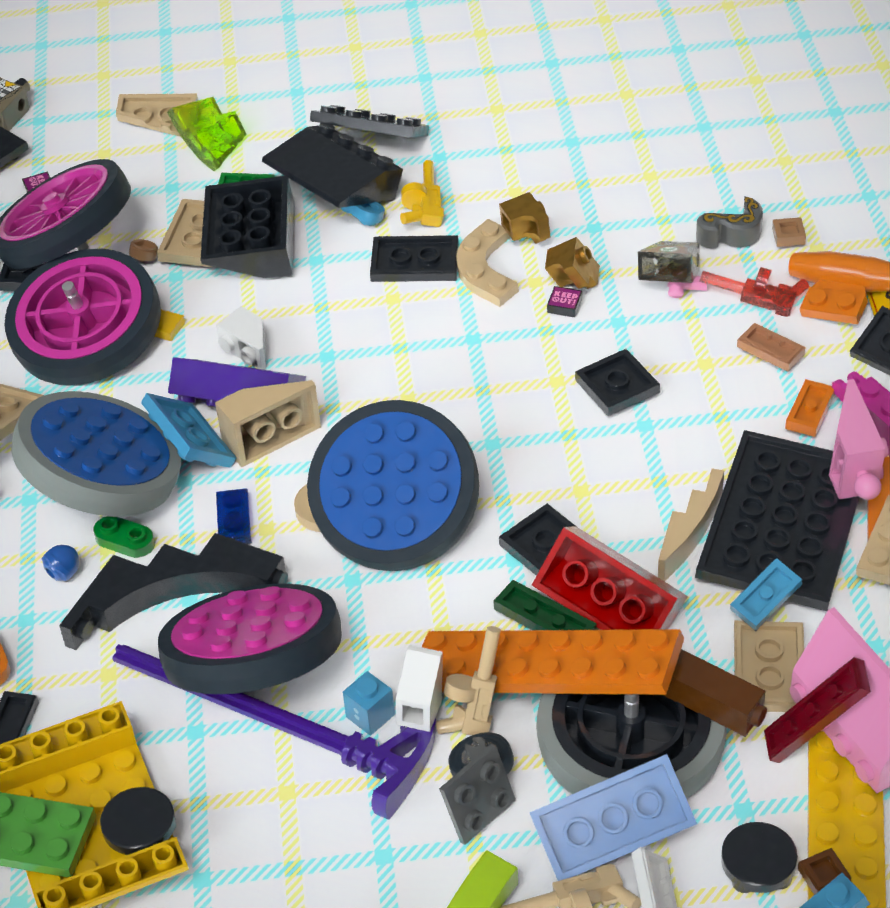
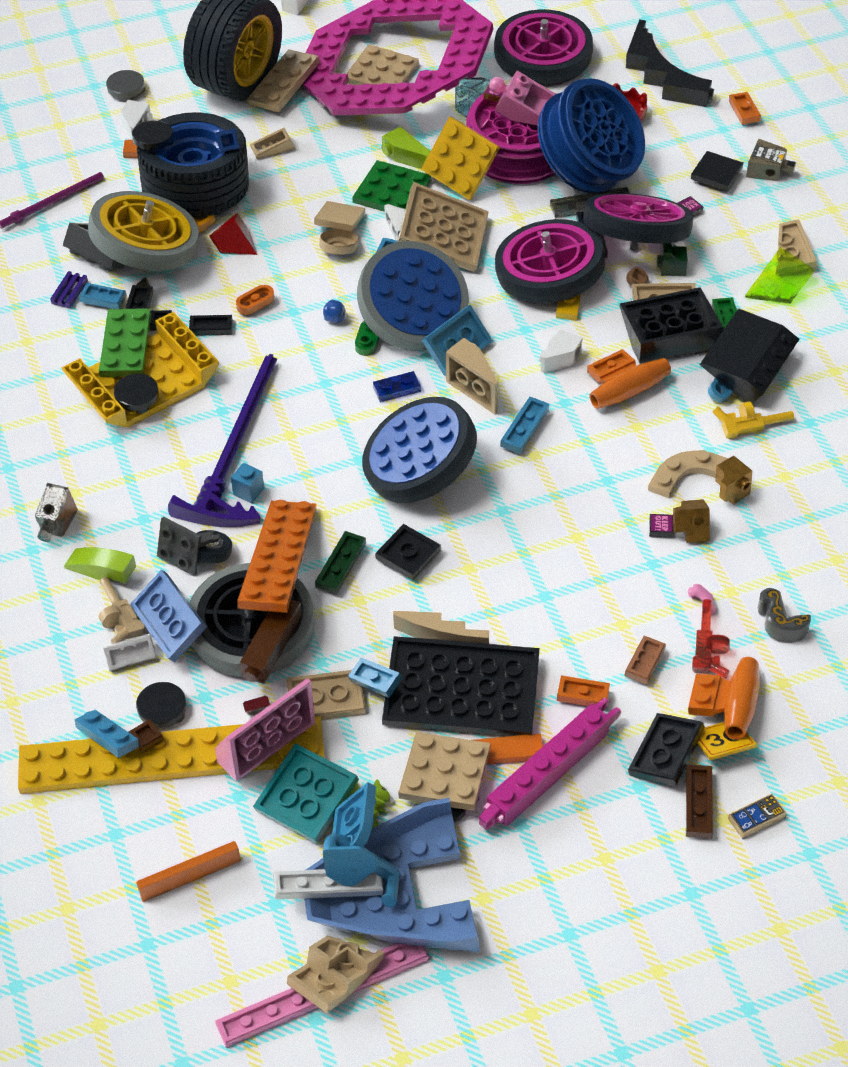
camera: 75 degrees right, 5 degrees up
(129, 588) = (320, 348): black arch -> none
(134, 215) = (672, 260): none -> dark green brick
(216, 380) = (515, 356): dark purple slope -> none
(249, 638) = (272, 406): wheel -> none
(324, 284) = (623, 378): none -> orange plate
(351, 387) = (524, 425): none -> dark azure plate
(362, 120) = (819, 367): plate -> none
(414, 258) = (681, 427): black tile -> none
(419, 688) = (249, 499): white slope -> none
(474, 691) = (252, 526): tan piece -> none
(606, 585) = (365, 589): red slope -> none
(617, 382) = (578, 568): black plate -> none
(676, 262) = (715, 578): clear smoke torso -> none
(789, 231) = (788, 656): medium nougat plate -> none
(857, 450) = (520, 705): bright pink slope -> none

